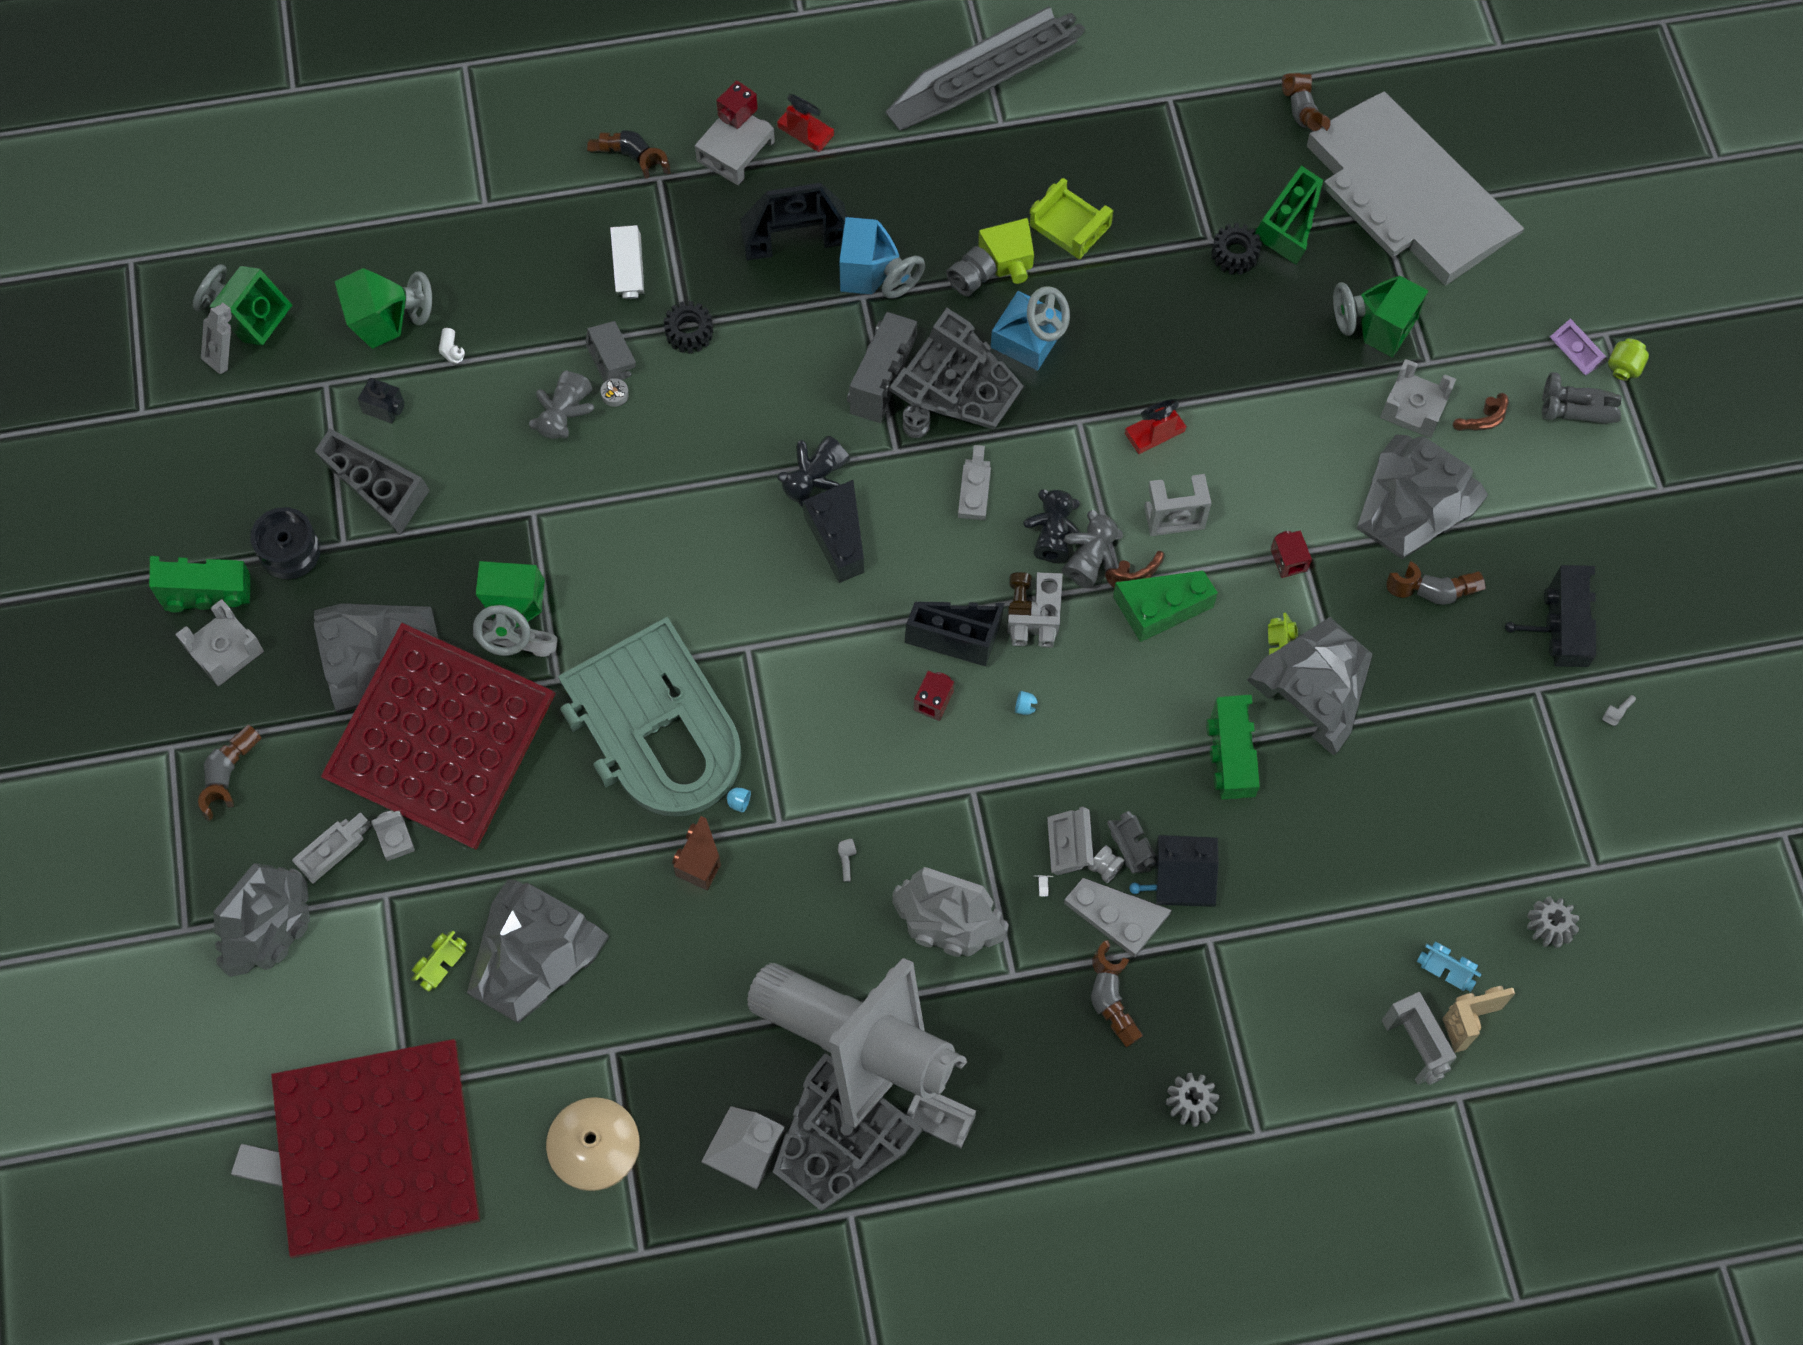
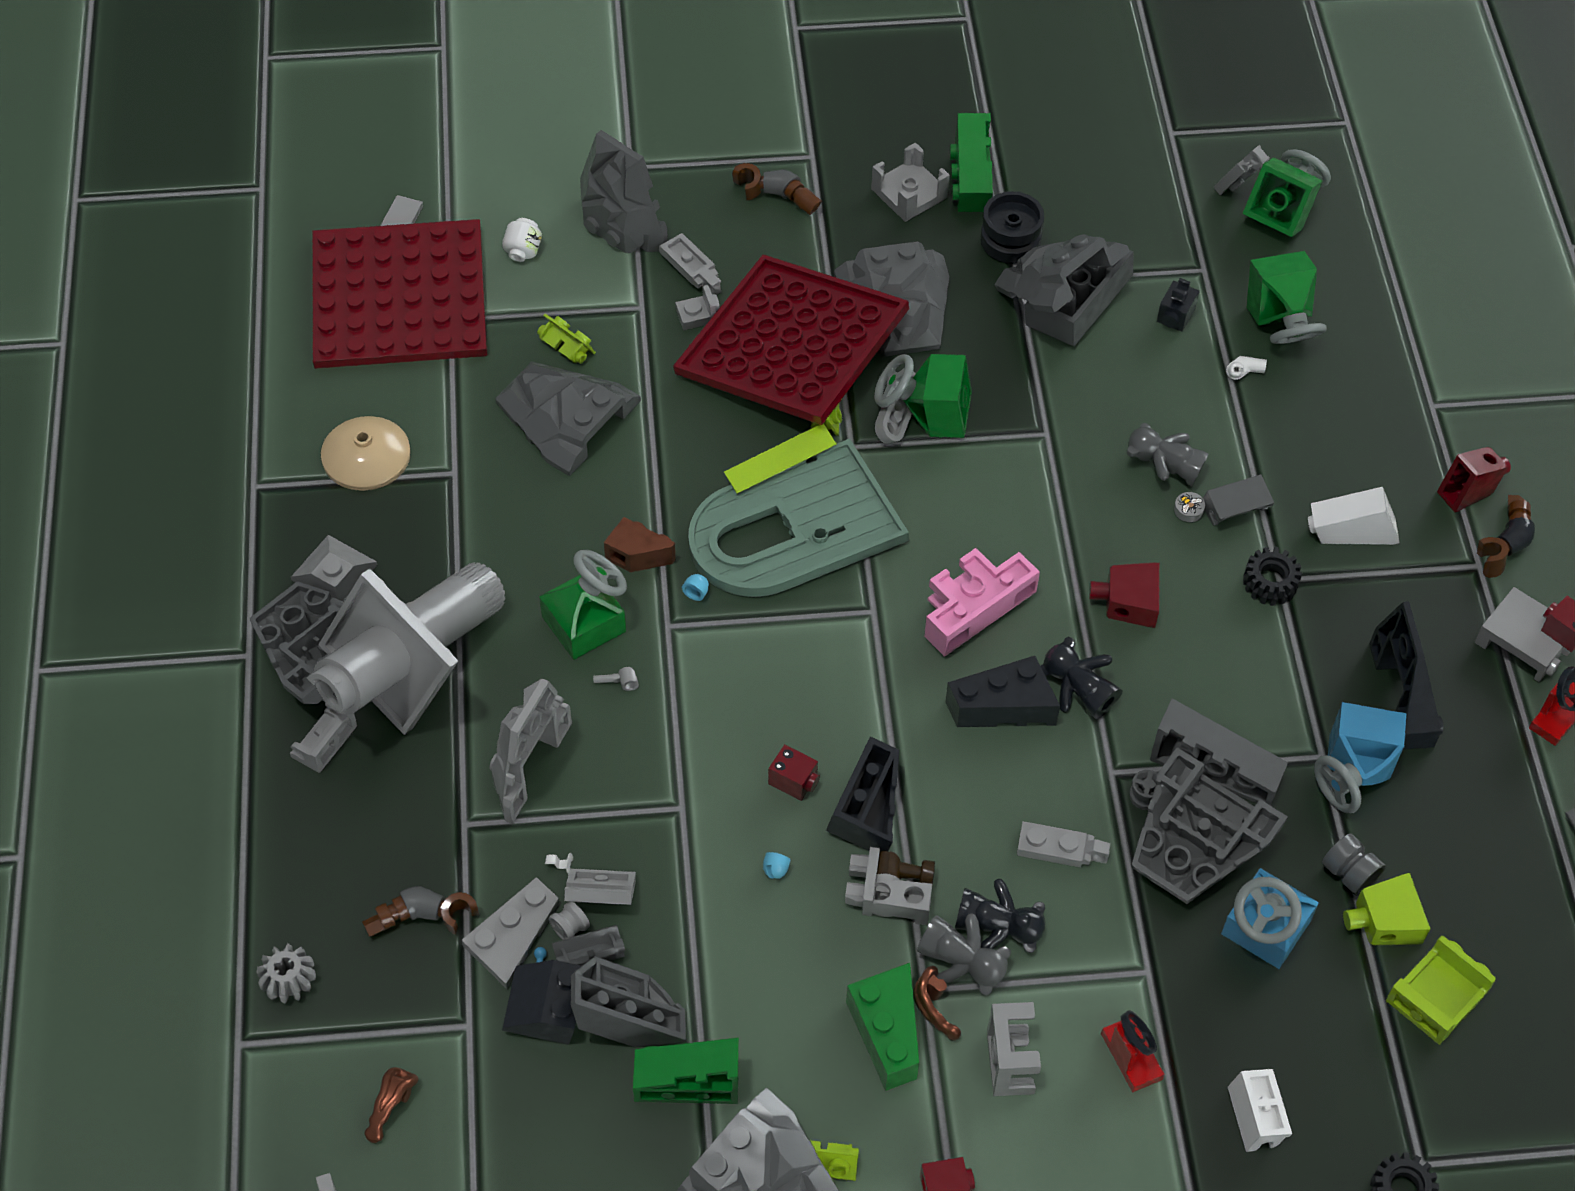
camera: 95 degrees right, 10 degrees down
(302, 1023) = (522, 239): none -> white head
(360, 495) = (1043, 270): none -> dark grey wedge
(574, 159) = (1472, 477): none -> dark red torso
(589, 735) = (779, 458): none -> lime sticker
(718, 433) = (1130, 593): none -> dark red torso
(737, 557) = (976, 597): none -> bright pink piece
(780, 888) = (584, 608): none -> green piece
(1185, 800) = (625, 1005): none -> dark grey wedge
(1192, 340) = (1259, 1109): none -> white hinge
(1281, 983) = (394, 1088): none -> copper piece

